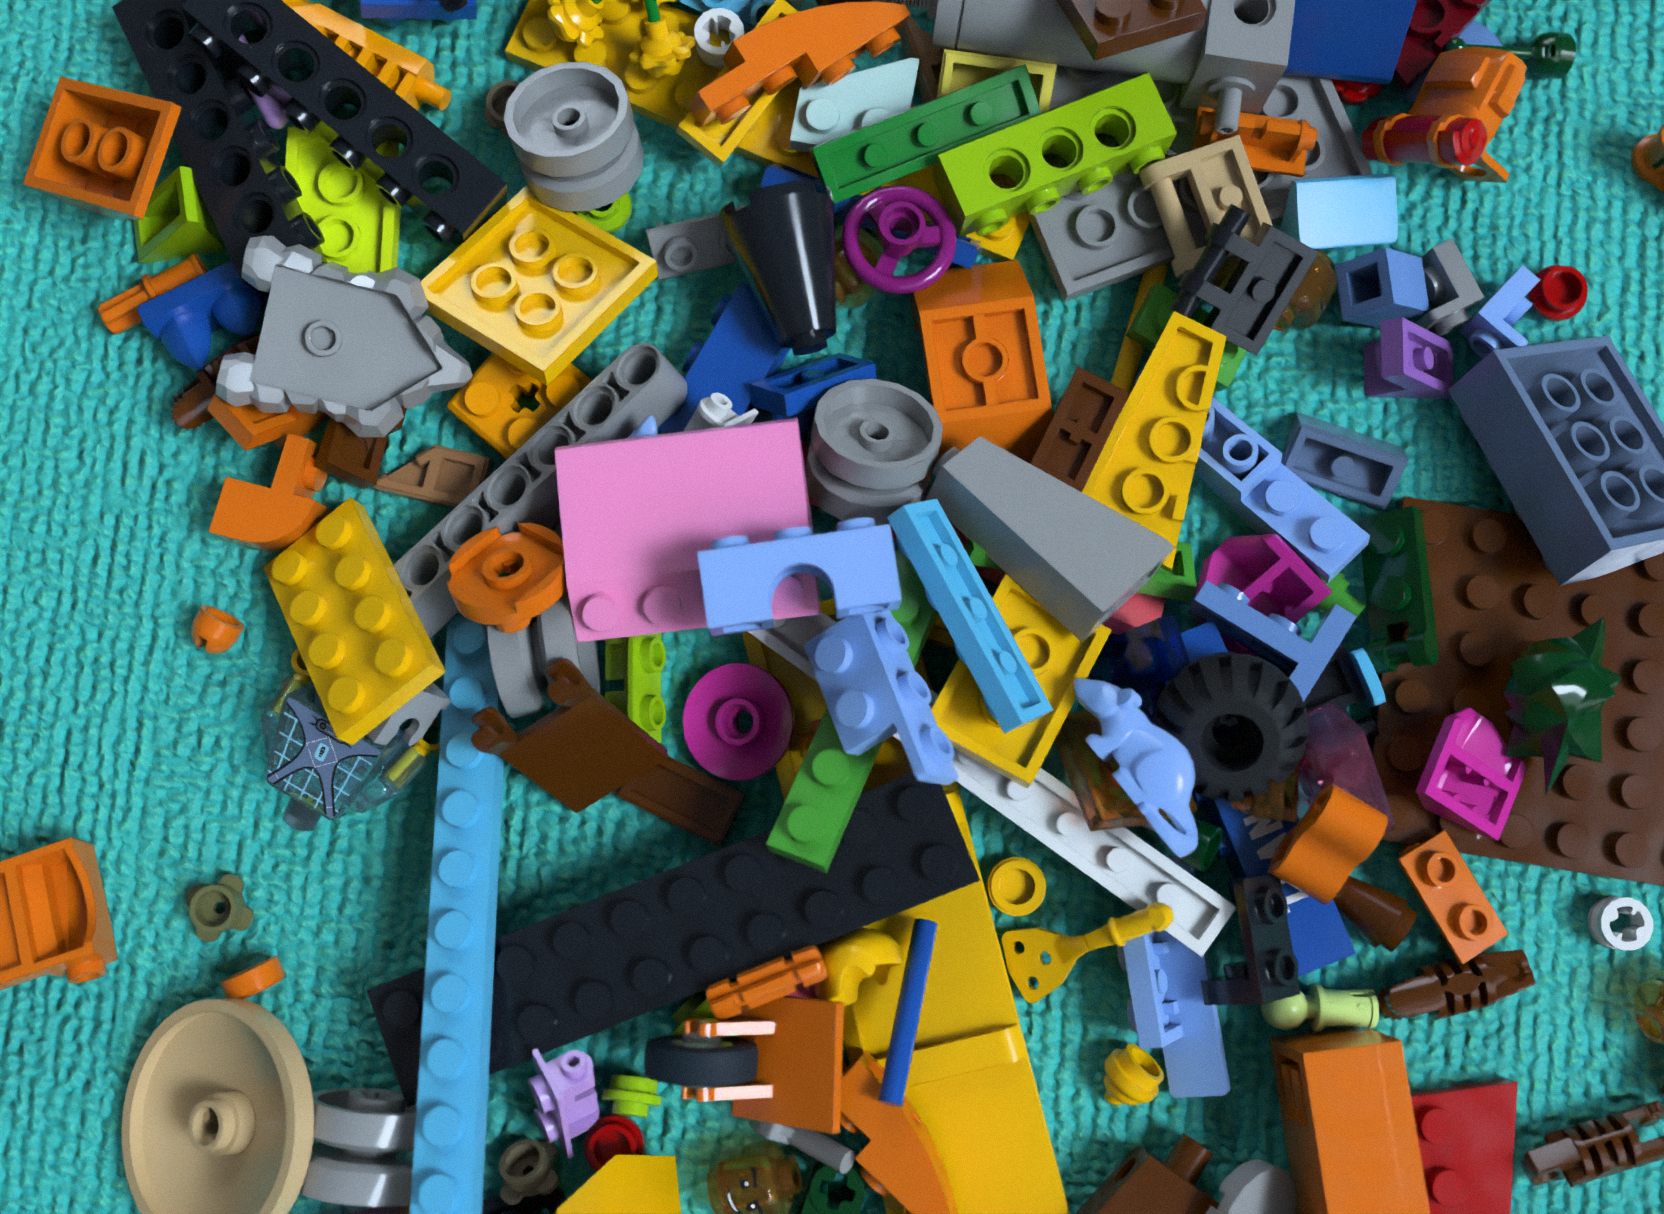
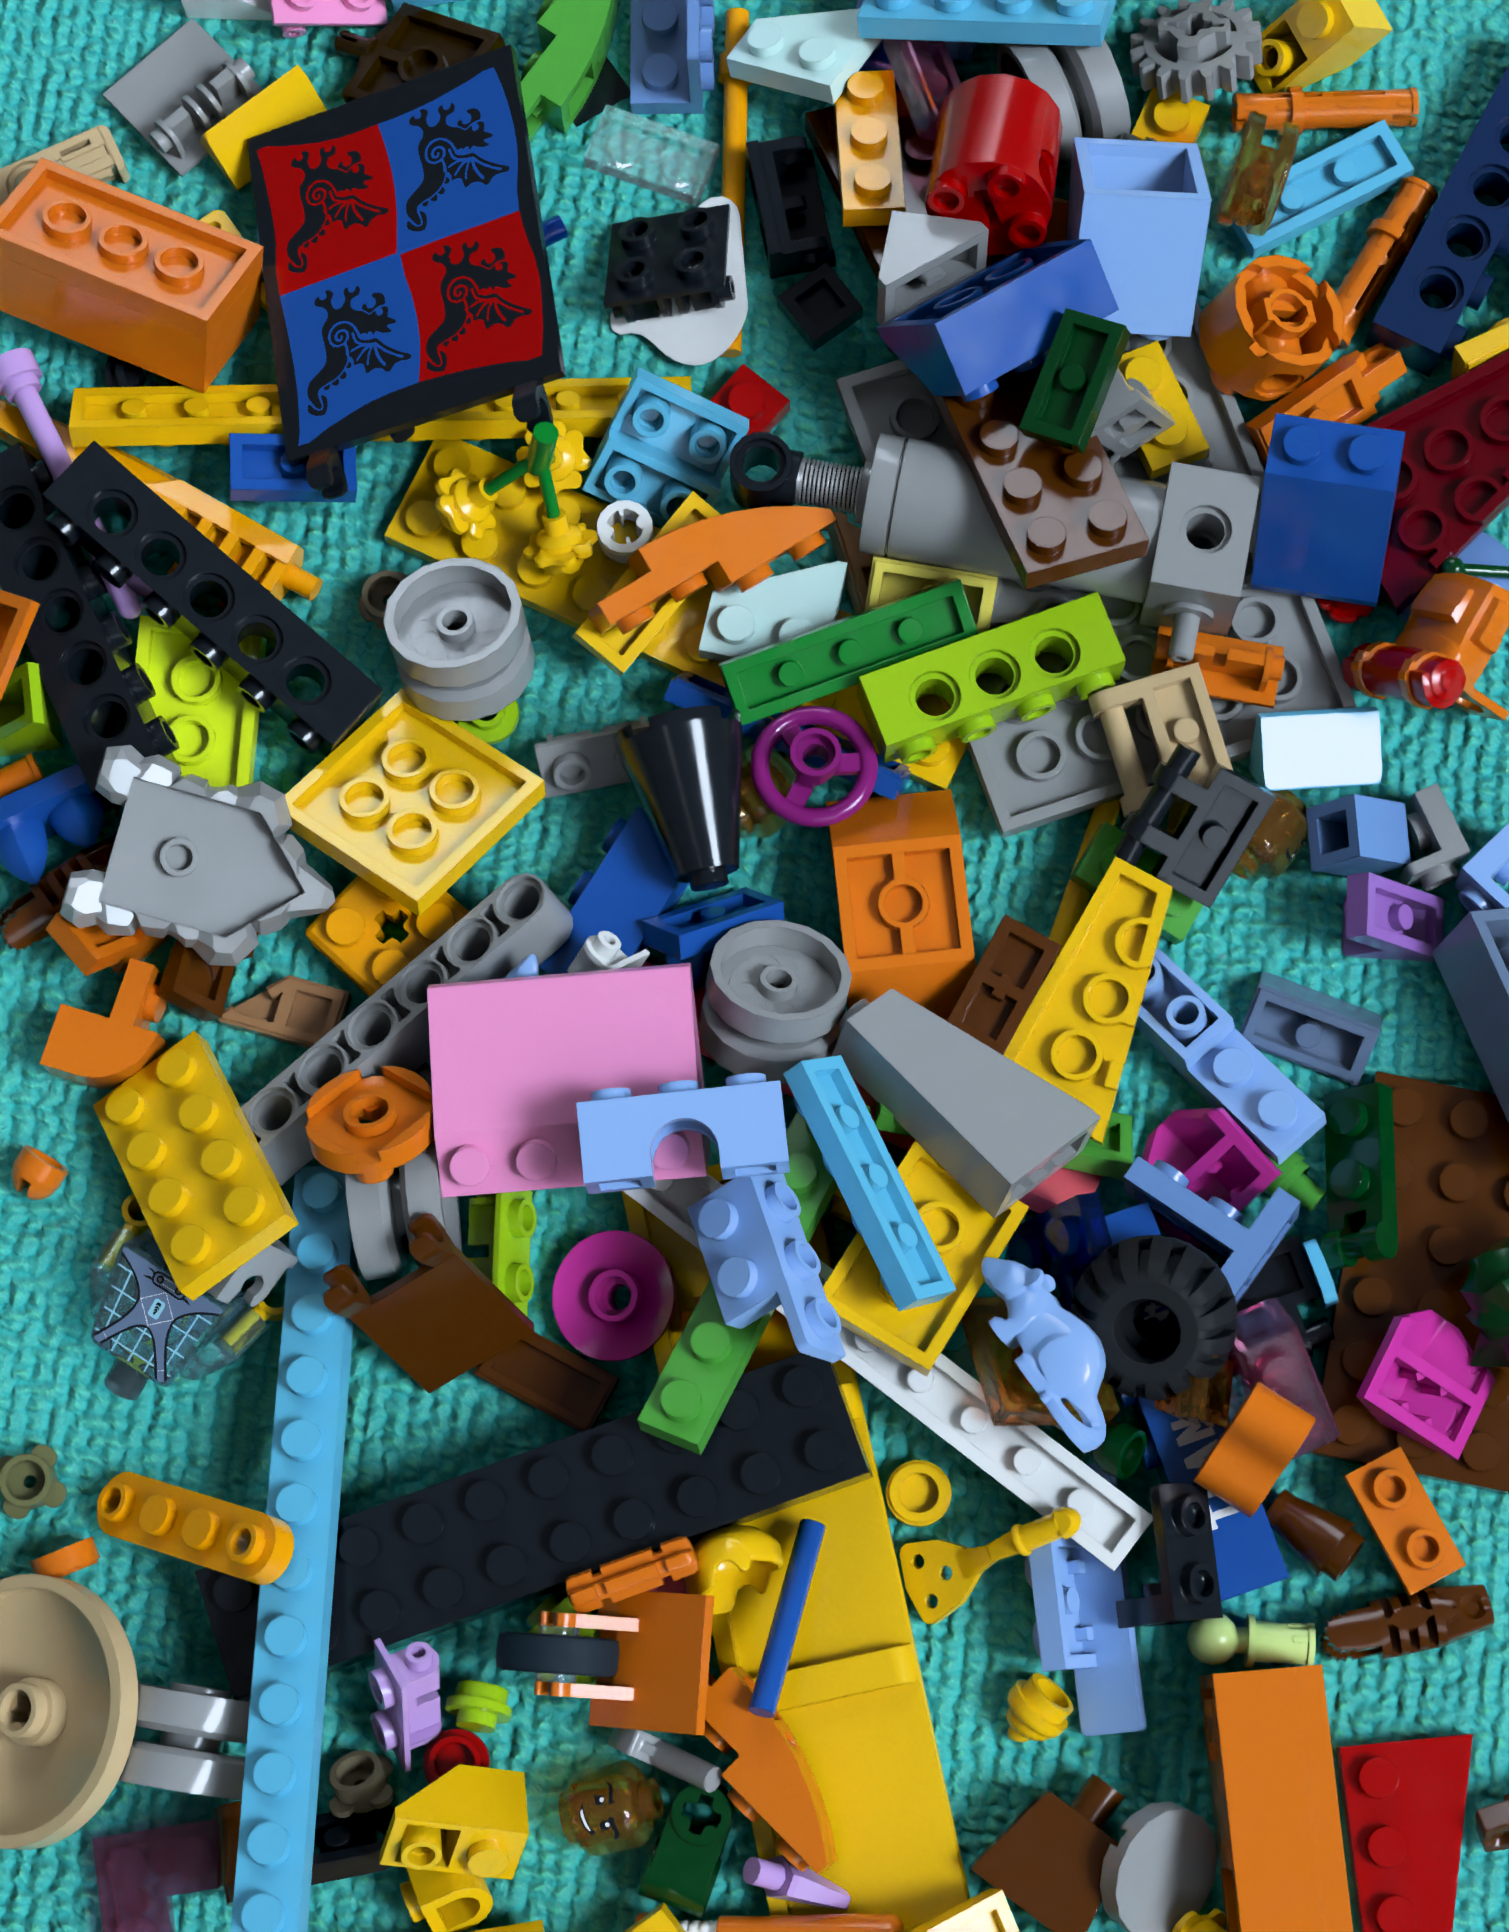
camera: 10 degrees right, 5 degrees down
(366, 953) = (195, 1528): none -> light orange plate

